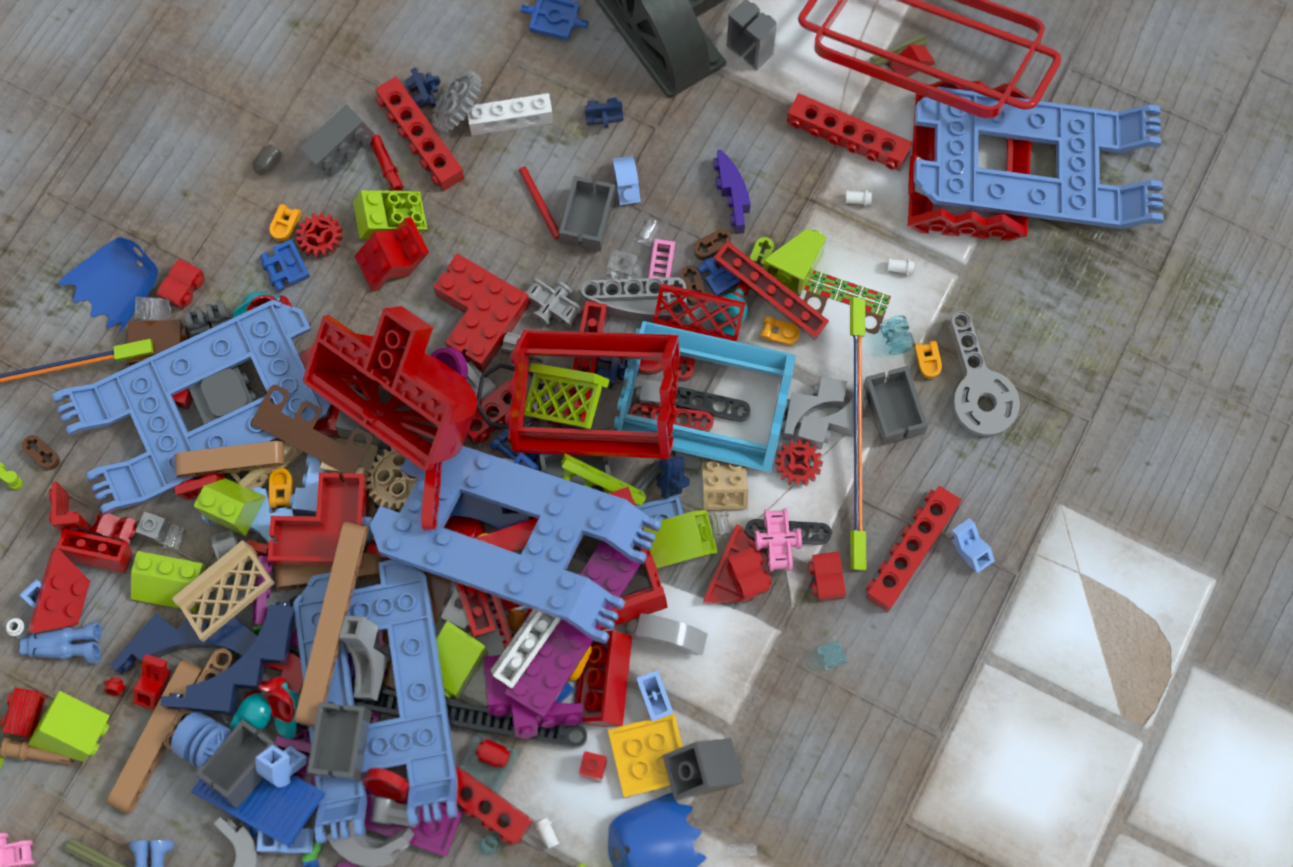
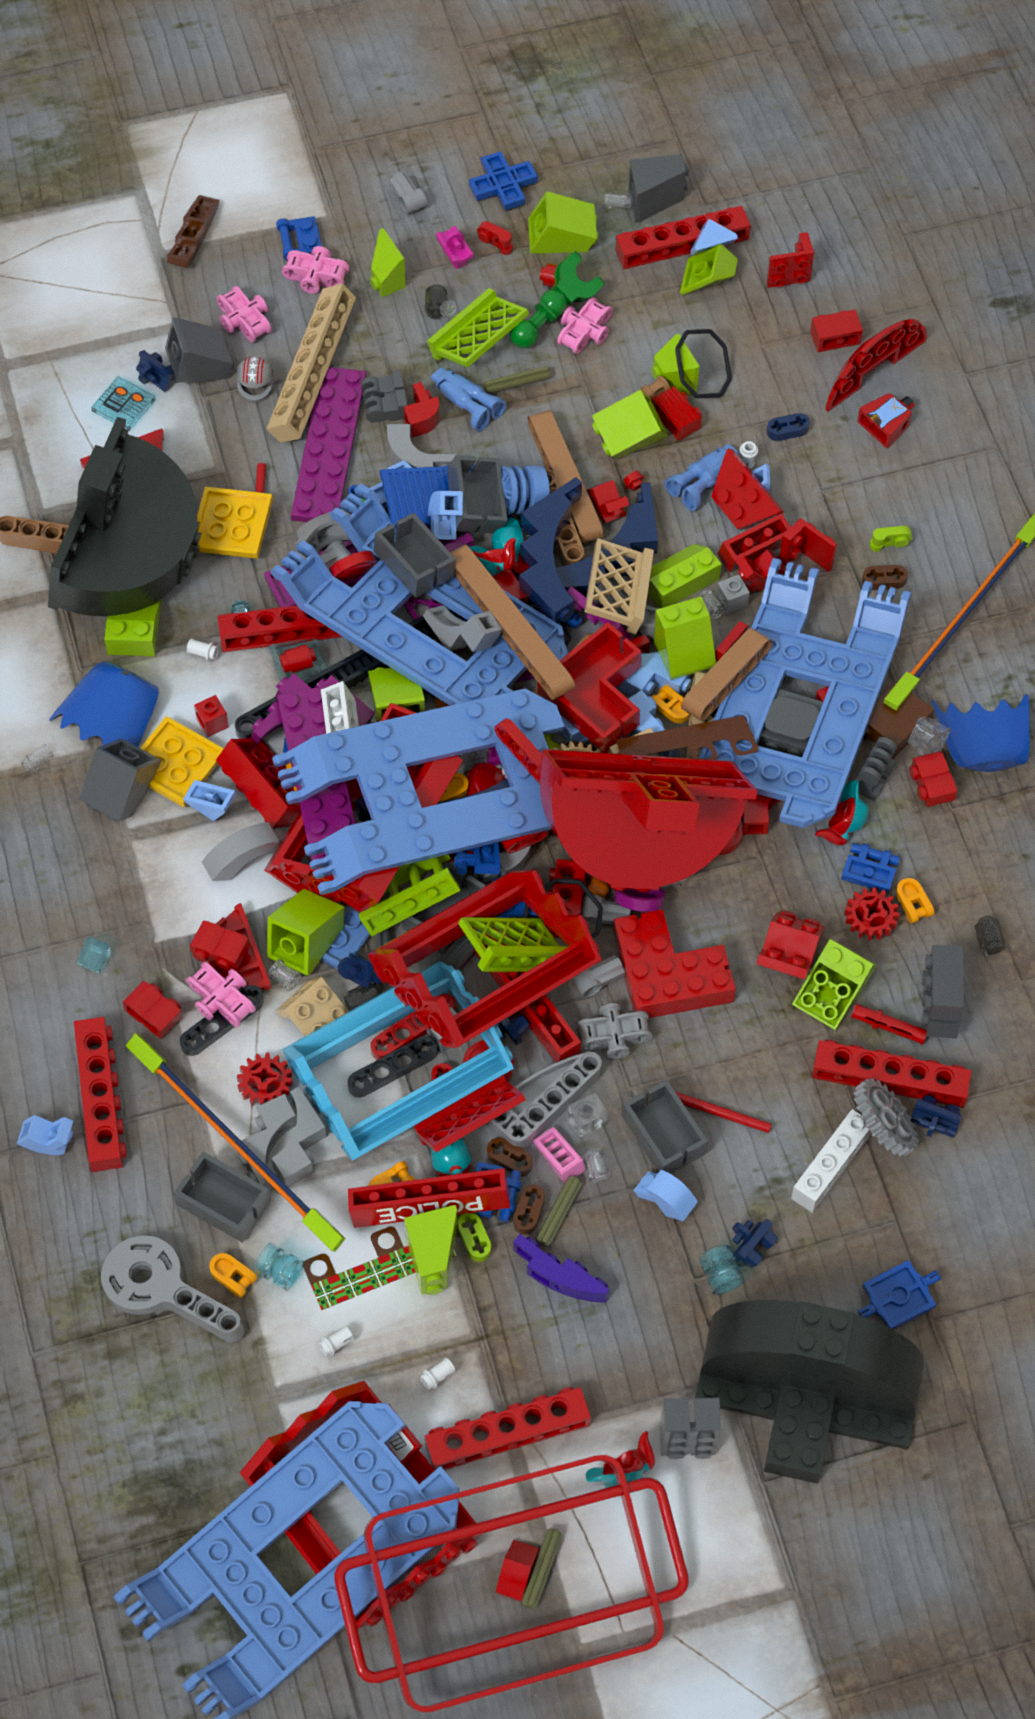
camera: 135 degrees right, 10 degrees down
(639, 110) = (721, 1268): none -> clear light blue wheel
(696, 228) = (558, 1211): none -> olive axle
(803, 57) = (633, 1463): none -> red hair

